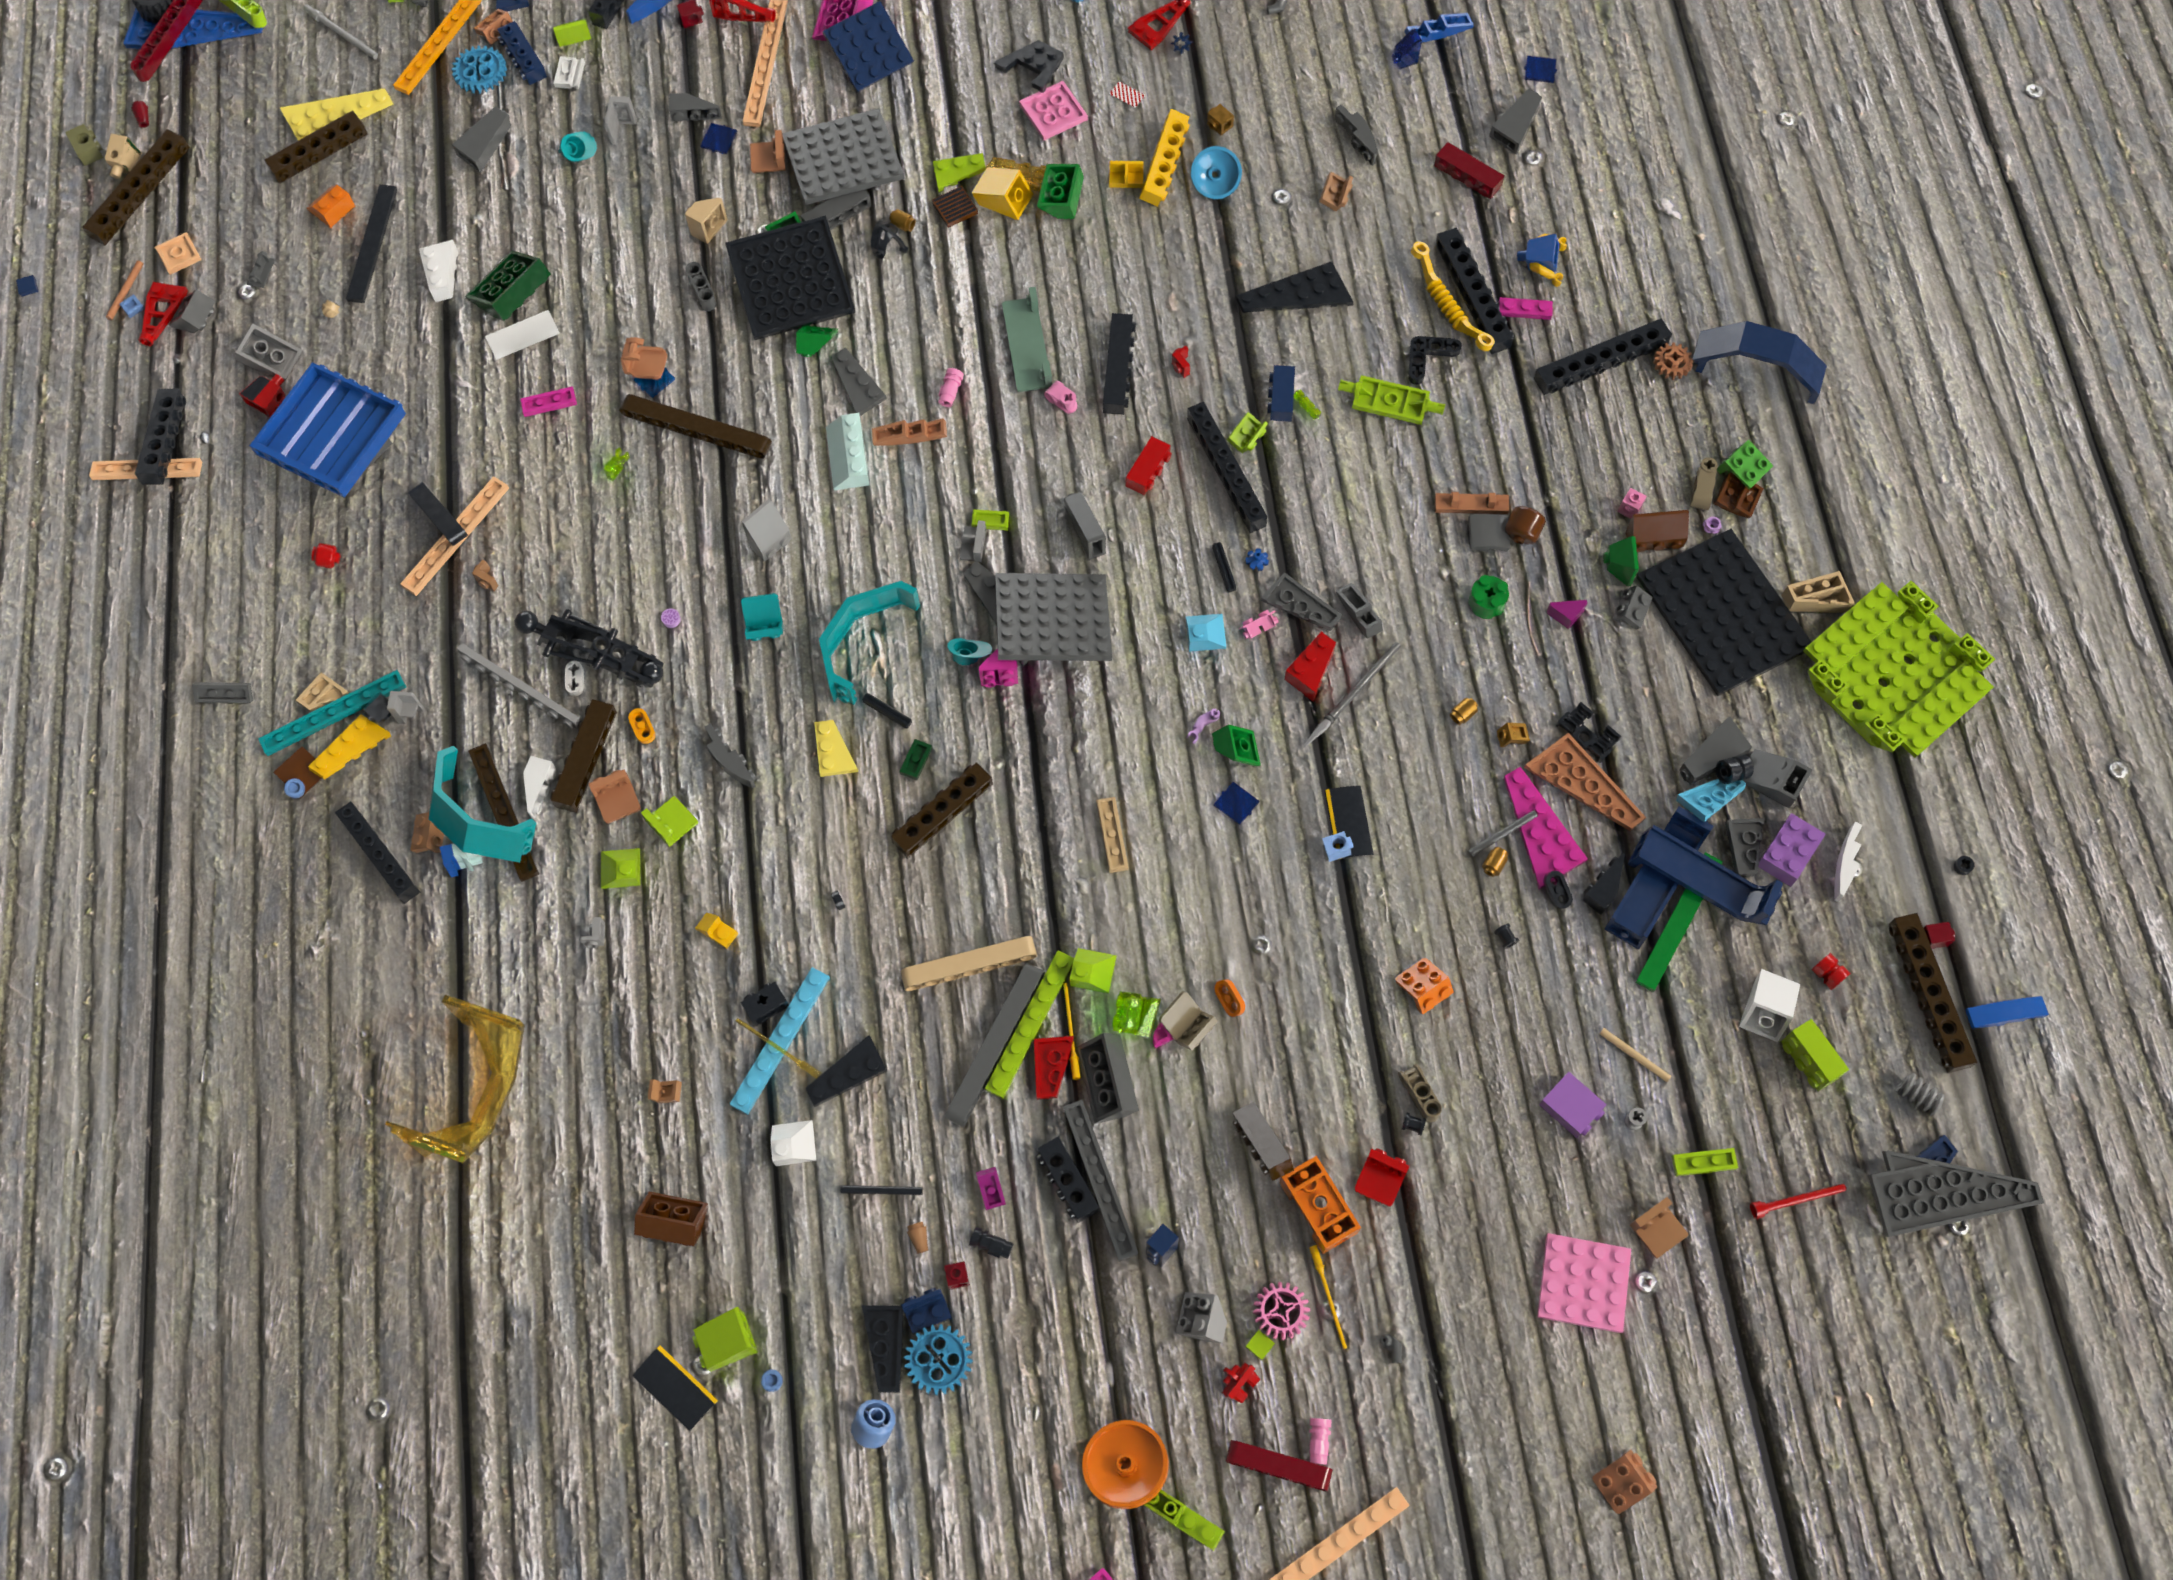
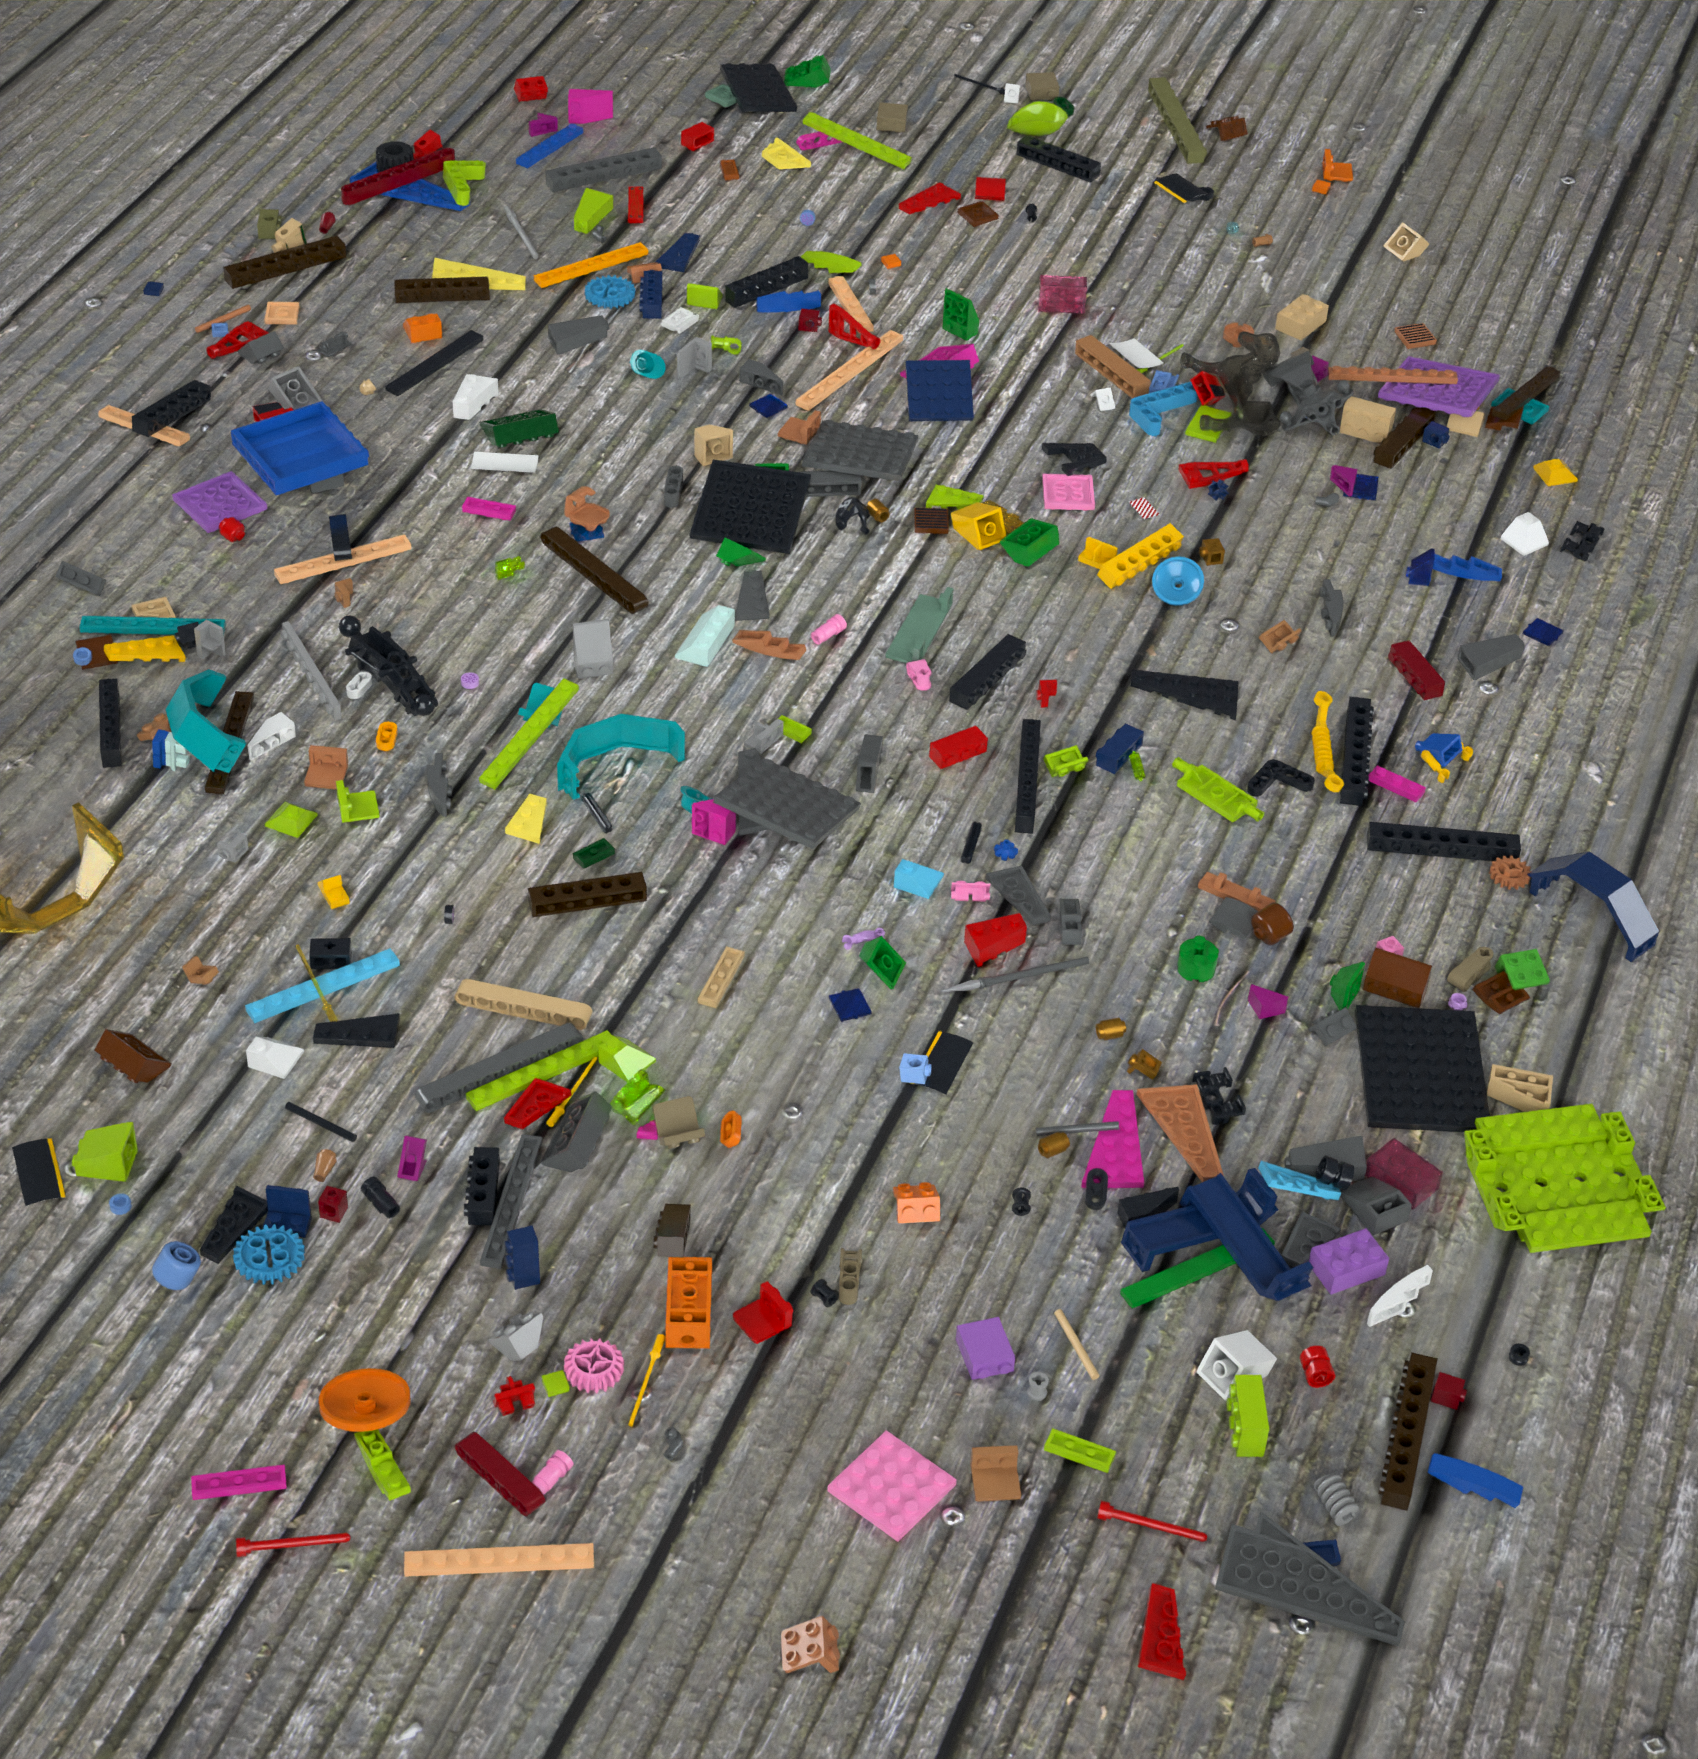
camera: 25 degrees right, 25 degrees down
(288, 526) = (219, 499): none -> medium lavender plate
(583, 756) = (324, 732): dark brown brick -> none
(632, 82) = (724, 343): none -> lime connector
(772, 657) = (529, 733): none -> lime plate
(1779, 733) = (1404, 1171): none -> clear pink brick
(1874, 1310) = (1161, 1635): none -> red wing

